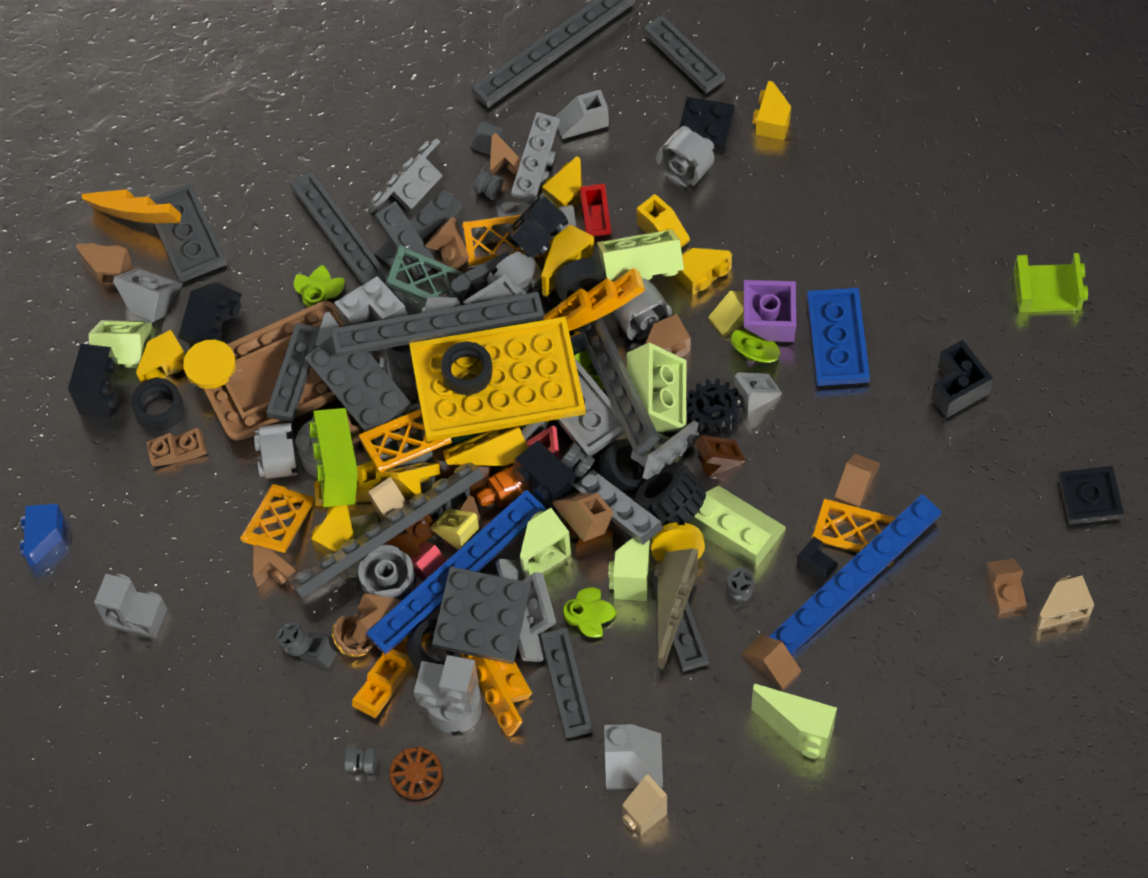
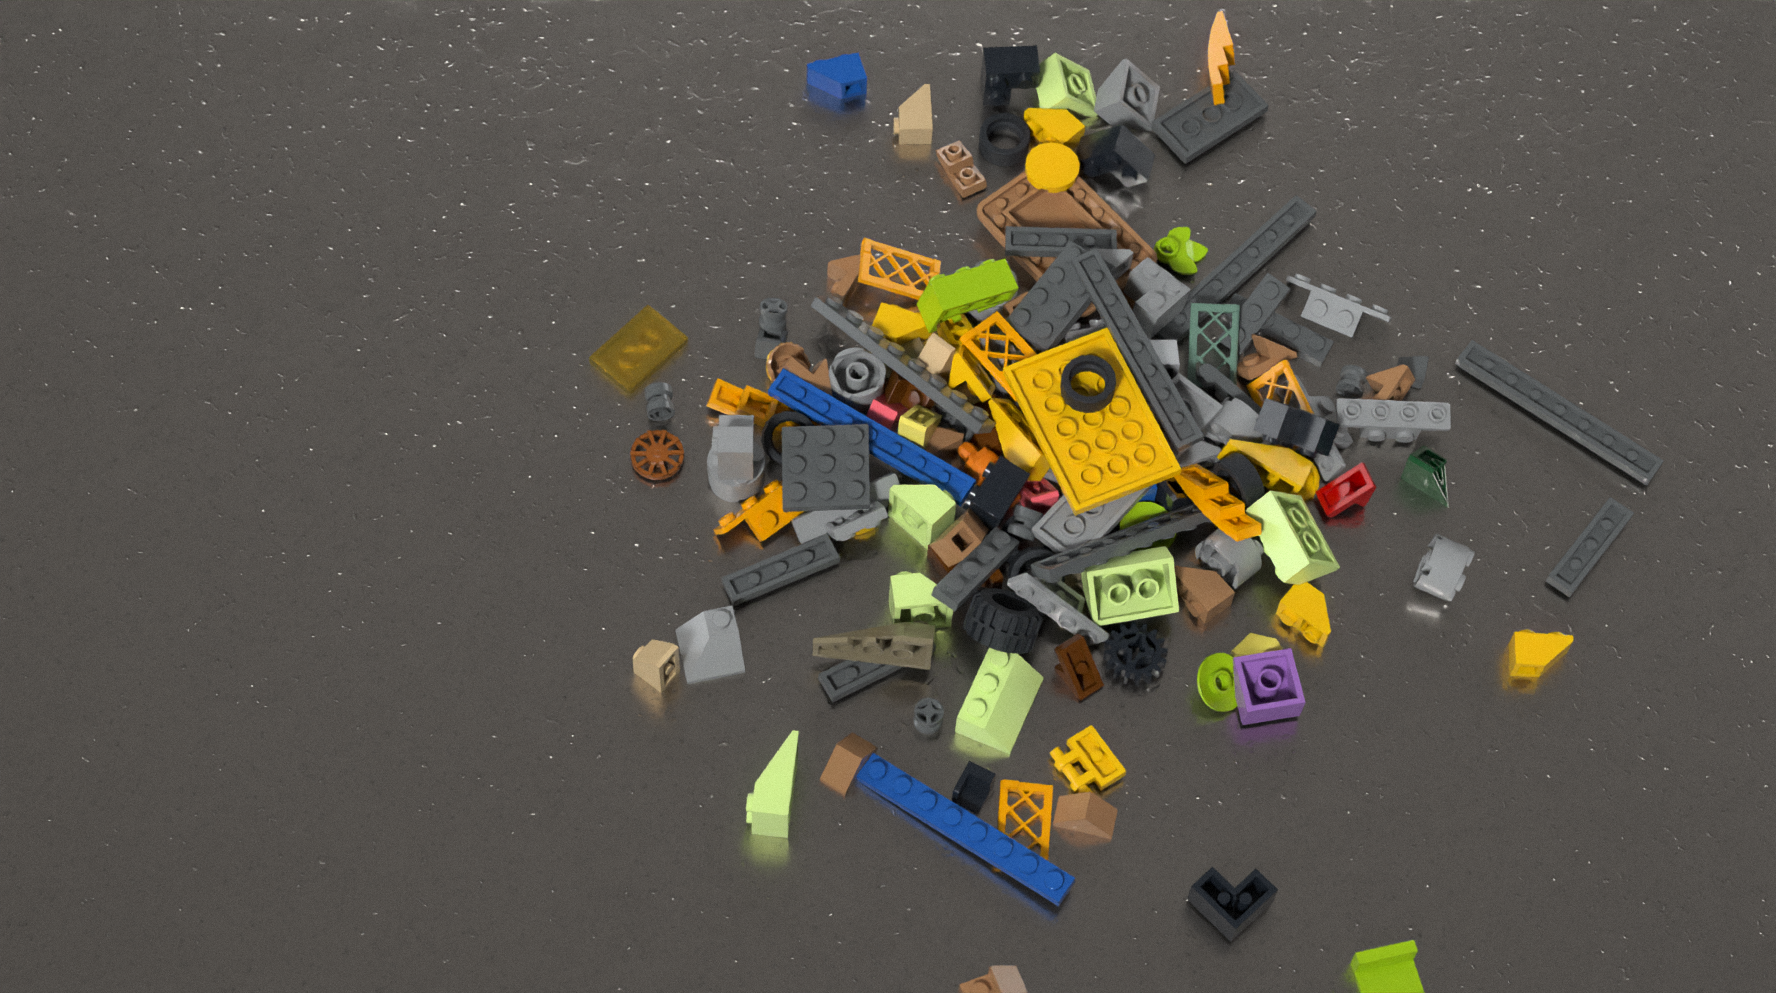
camera: 70 degrees right, 0 degrees up
(104, 261) = (1151, 53): medium nougat slope -> none
(112, 472) = (915, 119): none -> tan slope
(128, 609) = (774, 162): light grey brick -> none
(277, 451) = (969, 245): light grey brick -> none
(294, 771) = (638, 349): none -> clear yellow tile
(565, 185) = (1378, 457): yellow slope -> none
(583, 115) = (1469, 457): light grey slope -> none
(589, 150) = (1427, 473): none -> dark green slope
(592, 610) = (864, 581): lime plate -> none
(657, 216) = (1351, 556): yellow slope -> none
(675, 538) = (953, 642): yellow tile -> none
(709, 119) = (1504, 587): black plate -> none
(755, 389) = (1167, 692): light grey slope -> none
(805, 459) = (1094, 756): none -> yellow plate
(838, 337) = (1259, 767): blue plate -> none

